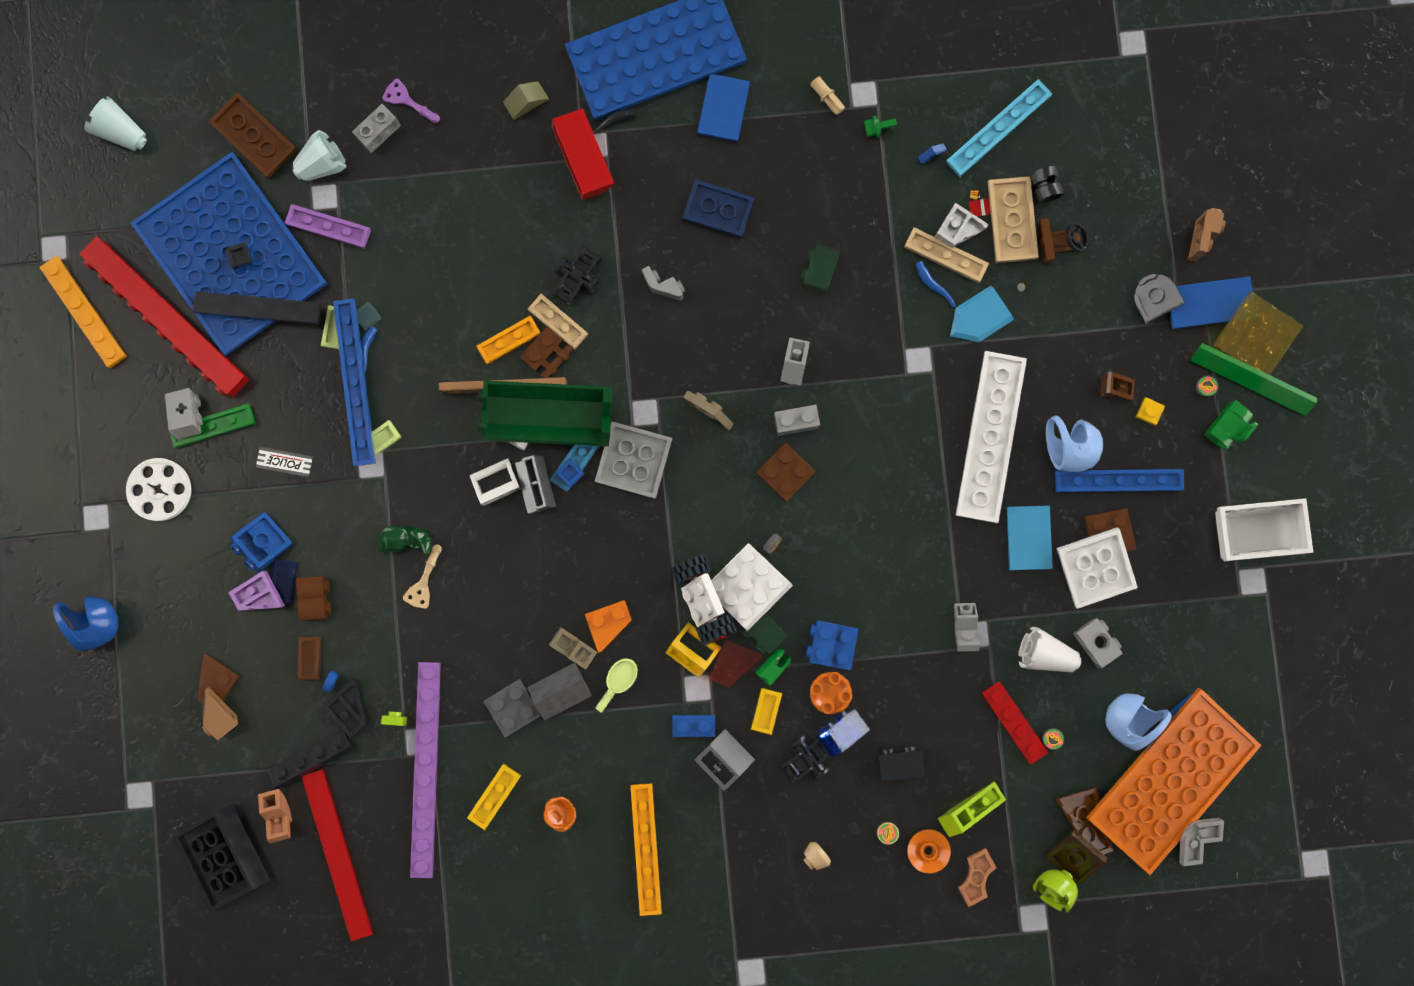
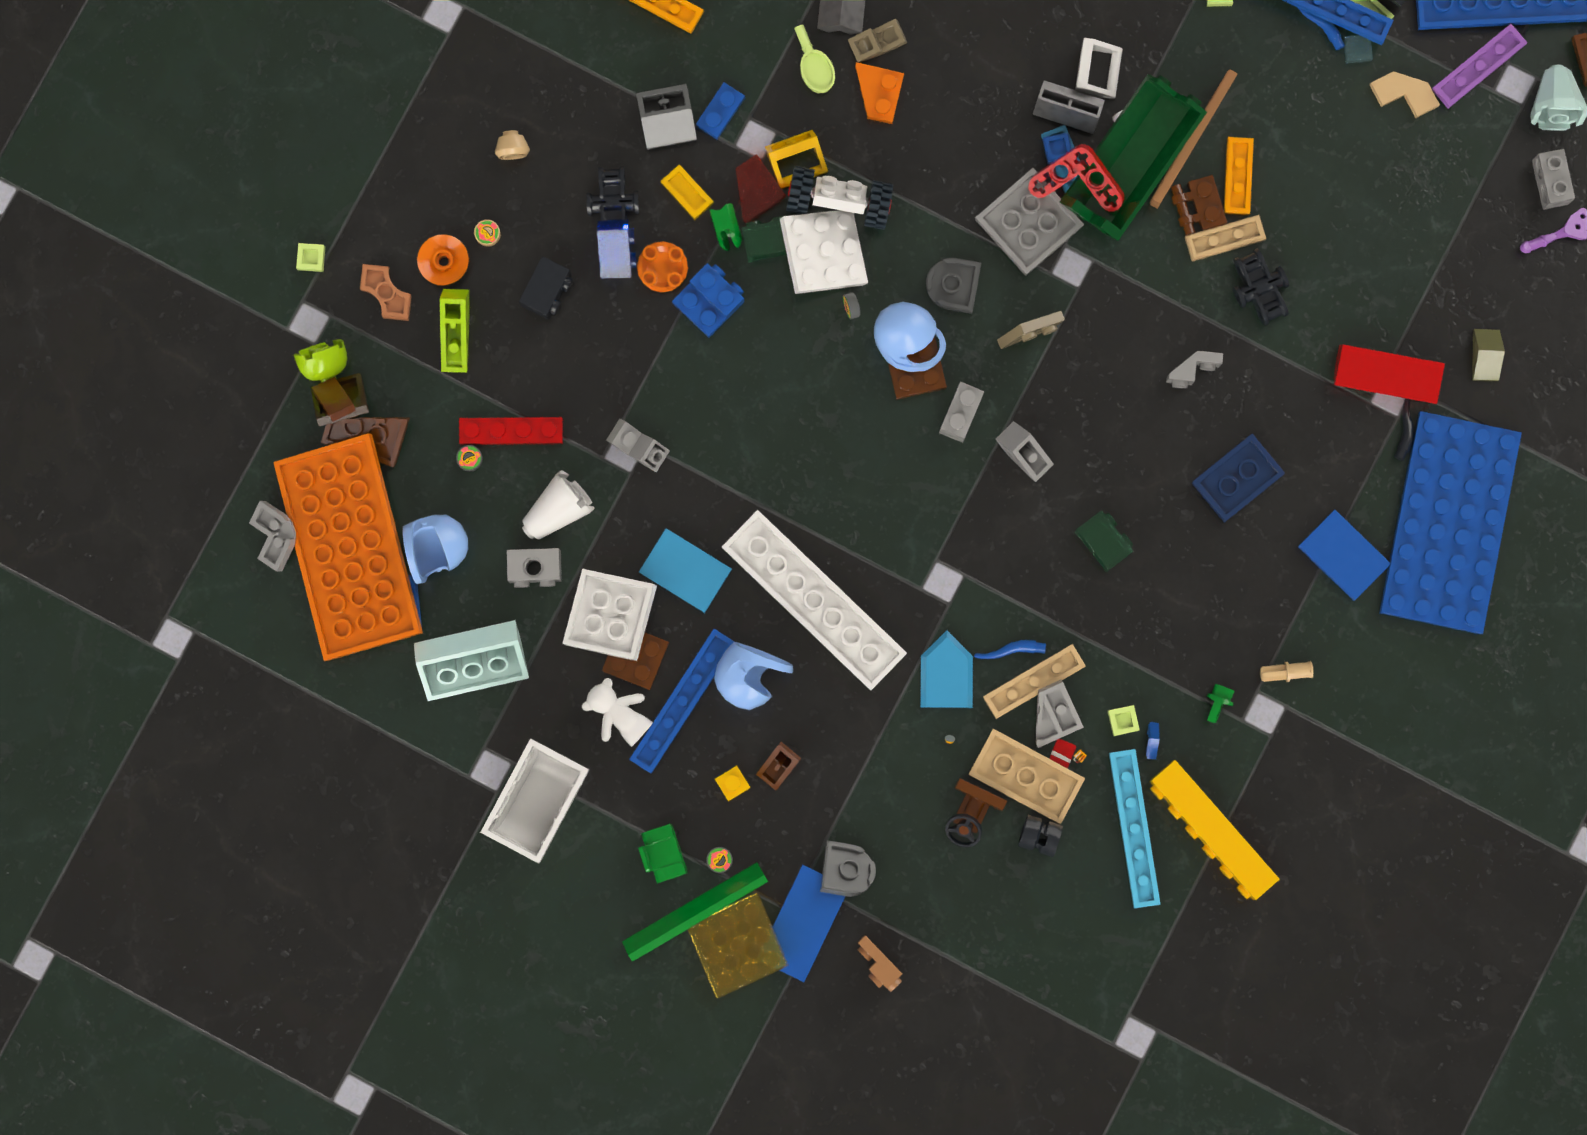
camera: 120 degrees right, 0 degrees up
(373, 256) = (1416, 92): none -> tan tile
(579, 447) = (1077, 168): none -> red beam
(710, 484) = (954, 284): none -> dark grey tile
(769, 489) = (905, 330): none -> light blue piece
(932, 180) = (1123, 720): none -> yellowish green plate
(965, 76) = (1214, 830): none -> yellow brick
(989, 947) = (310, 257): none -> yellowish green plate
(1082, 860) = (333, 399): none -> reddish brown tile
(1158, 520) = (616, 712): none -> white piece
(1191, 644) = (471, 660): none -> light aqua slope

